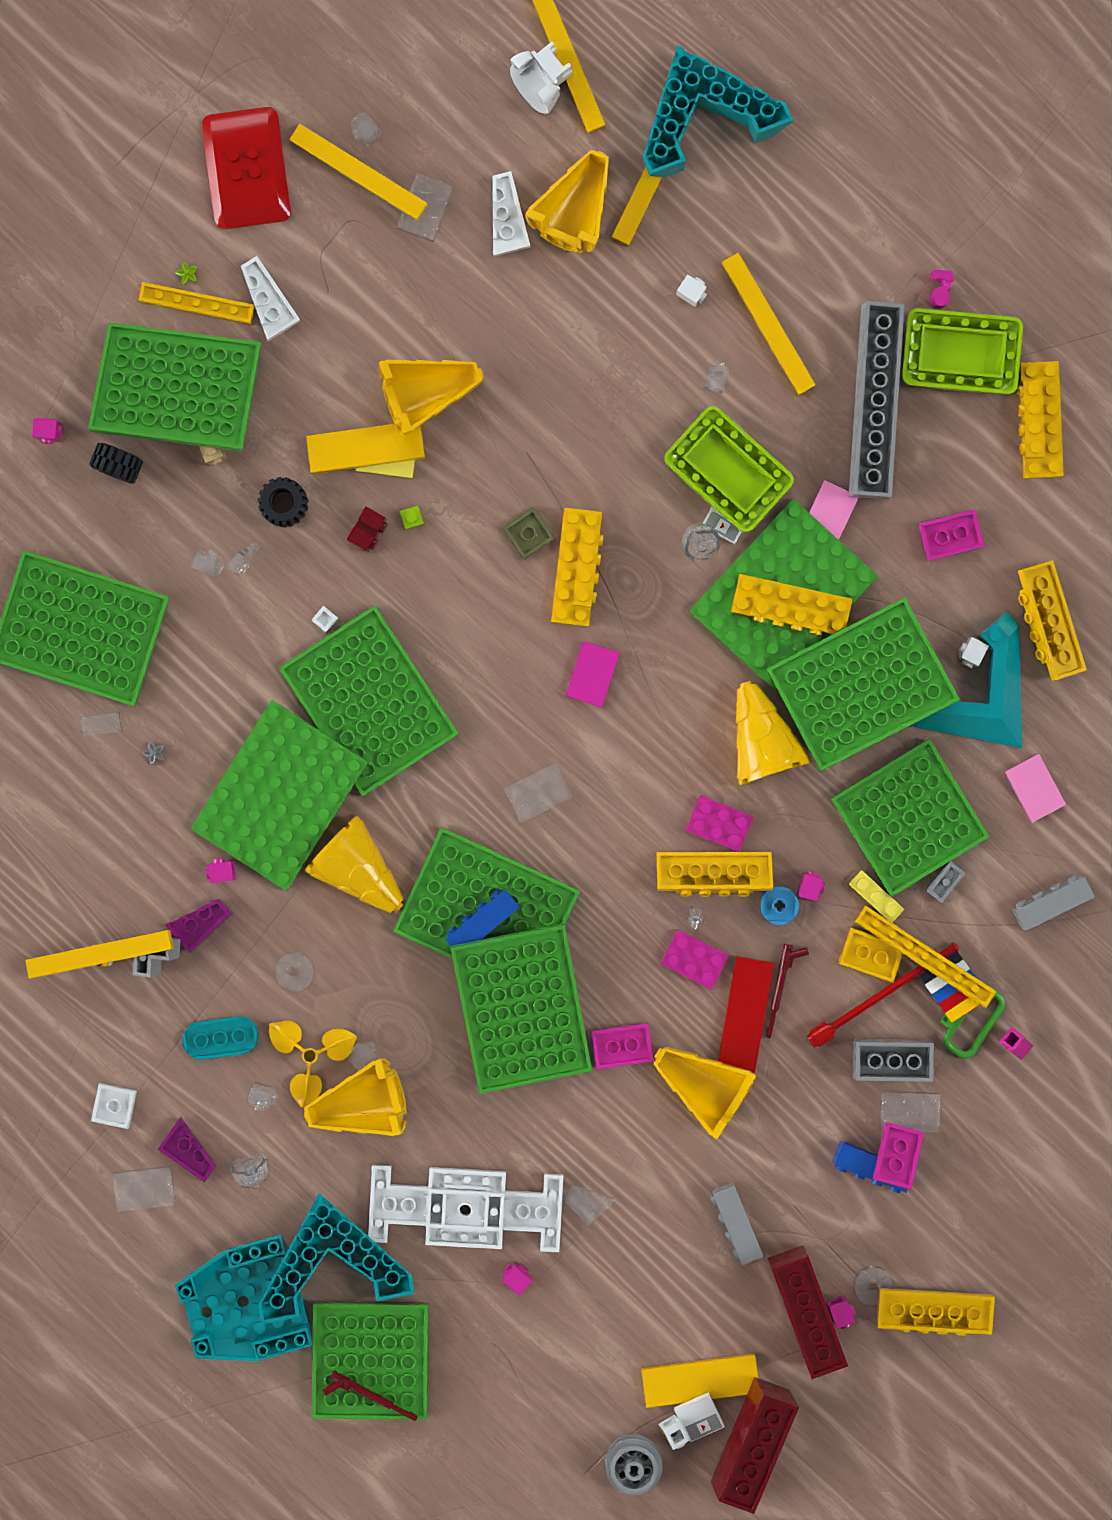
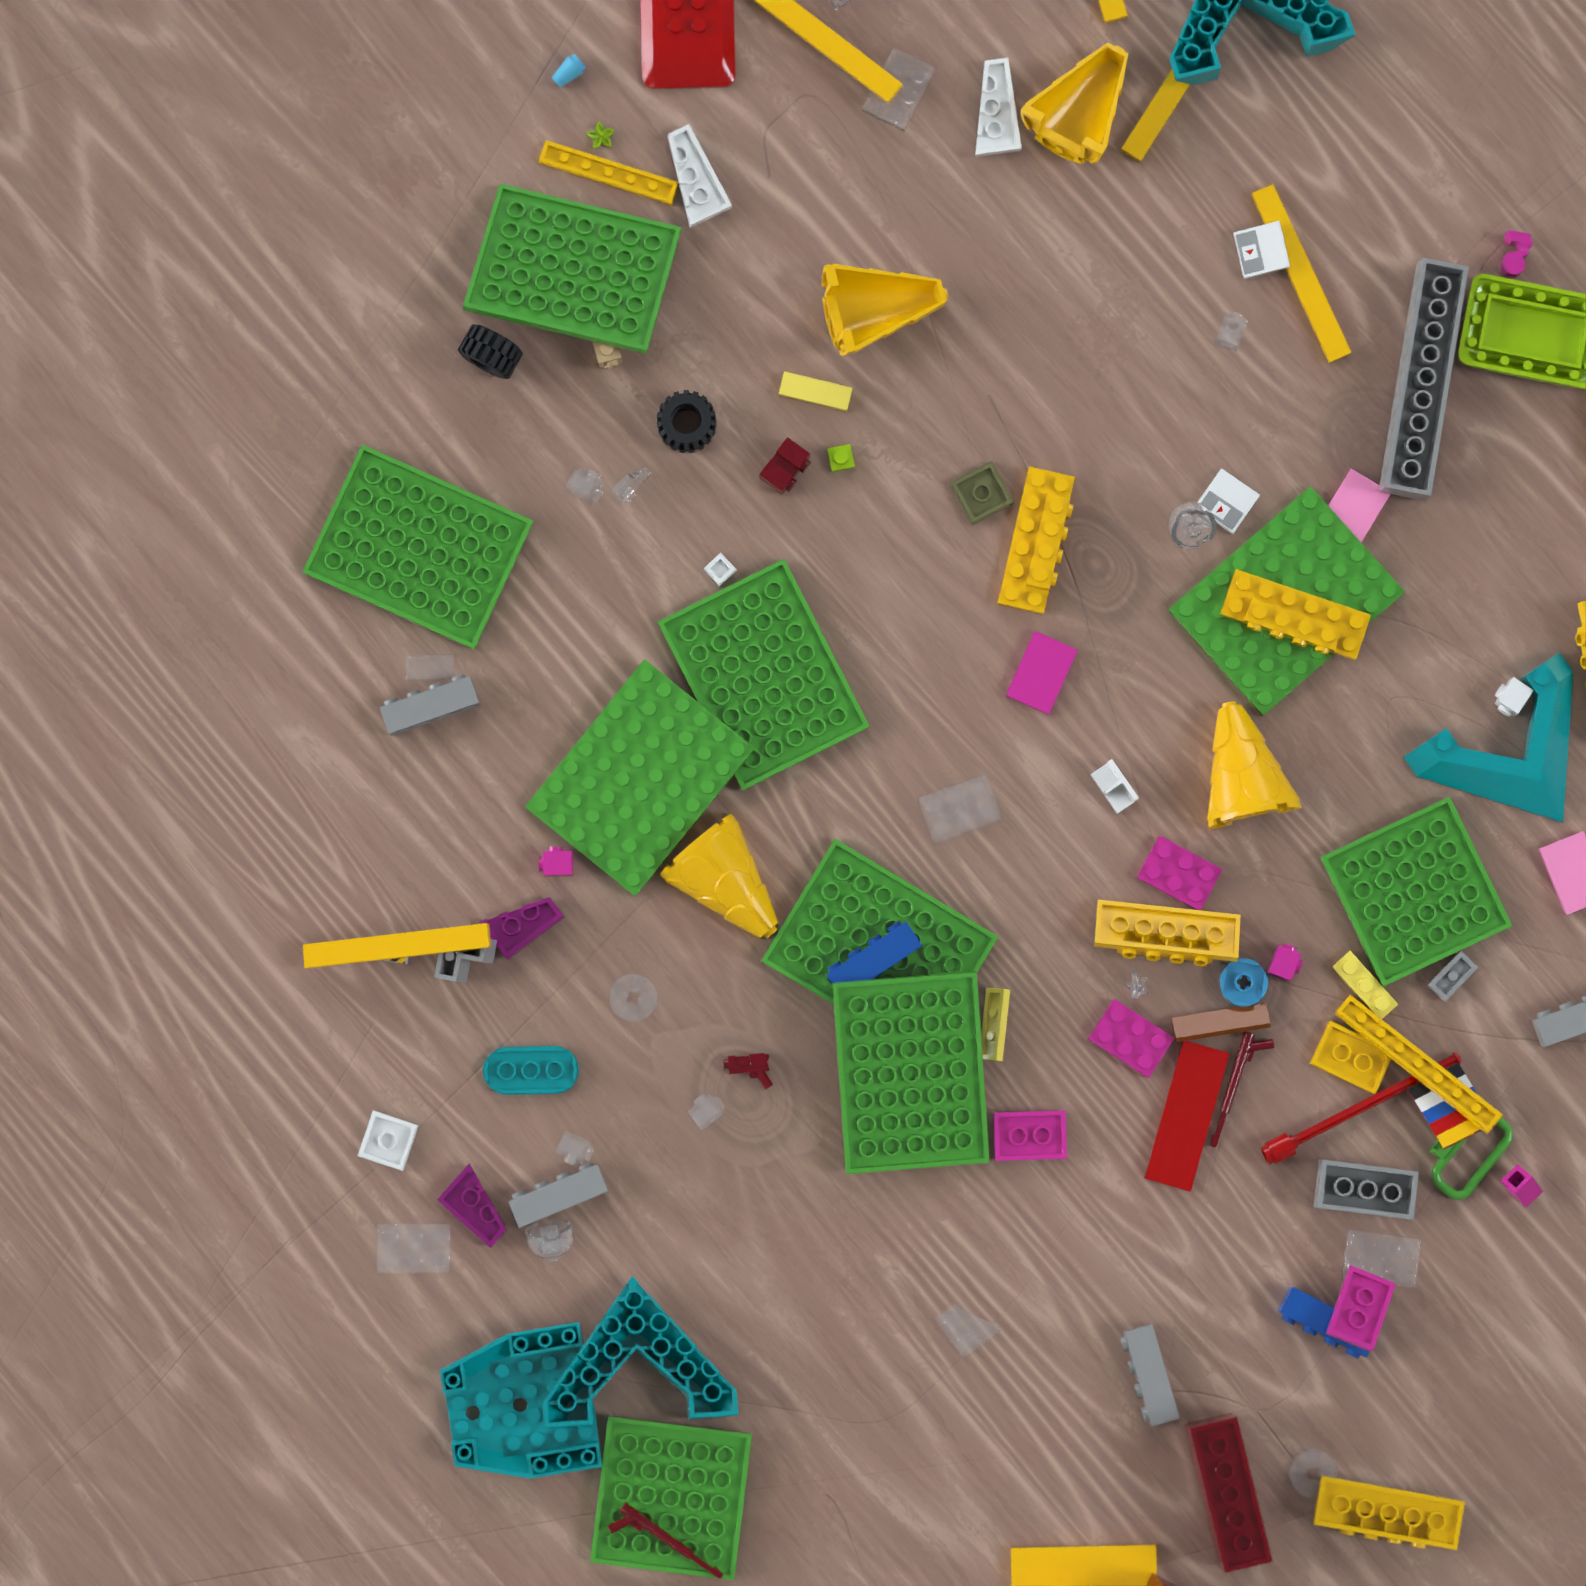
camera: 10 degrees right, 5 degrees down
(47, 430) = (409, 304): dark pink brick -> none
(103, 756) = (429, 705): none -> light grey brick
(153, 752) = (491, 709): light grey plant -> none
(154, 221) = (569, 70): none -> medium azure cone
(253, 1135) = (559, 1195): none -> light grey brick
(337, 1042) = (676, 1098): yellow plant -> none
(362, 1103) = (698, 1167): yellow cone -> none
(363, 448) = (791, 368): yellow tile -> none
(396, 1013) = (754, 1064): none -> dark red piece
(490, 1209) = (843, 1325): white piece -> none
(516, 1277) = (867, 1411): dark pink brick -> none
(584, 961) = (994, 1023): none -> light yellow plate
(660, 760) = (1114, 786): none -> white panel
(692, 290) = (1212, 223): white brick -> none
(705, 1086) = (1130, 1195): yellow cone -> none
(728, 469) = (1235, 441): lime wedge -> none
(734, 308) = (1261, 249): none -> white tile
(764, 939) = (1221, 1022): none -> tile
(841, 1312) = (1271, 1502): dark pink brick -> none
(863, 684) = (1373, 719): bright green plate -> none
(951, 535) = (1499, 552): dark pink plate -> none

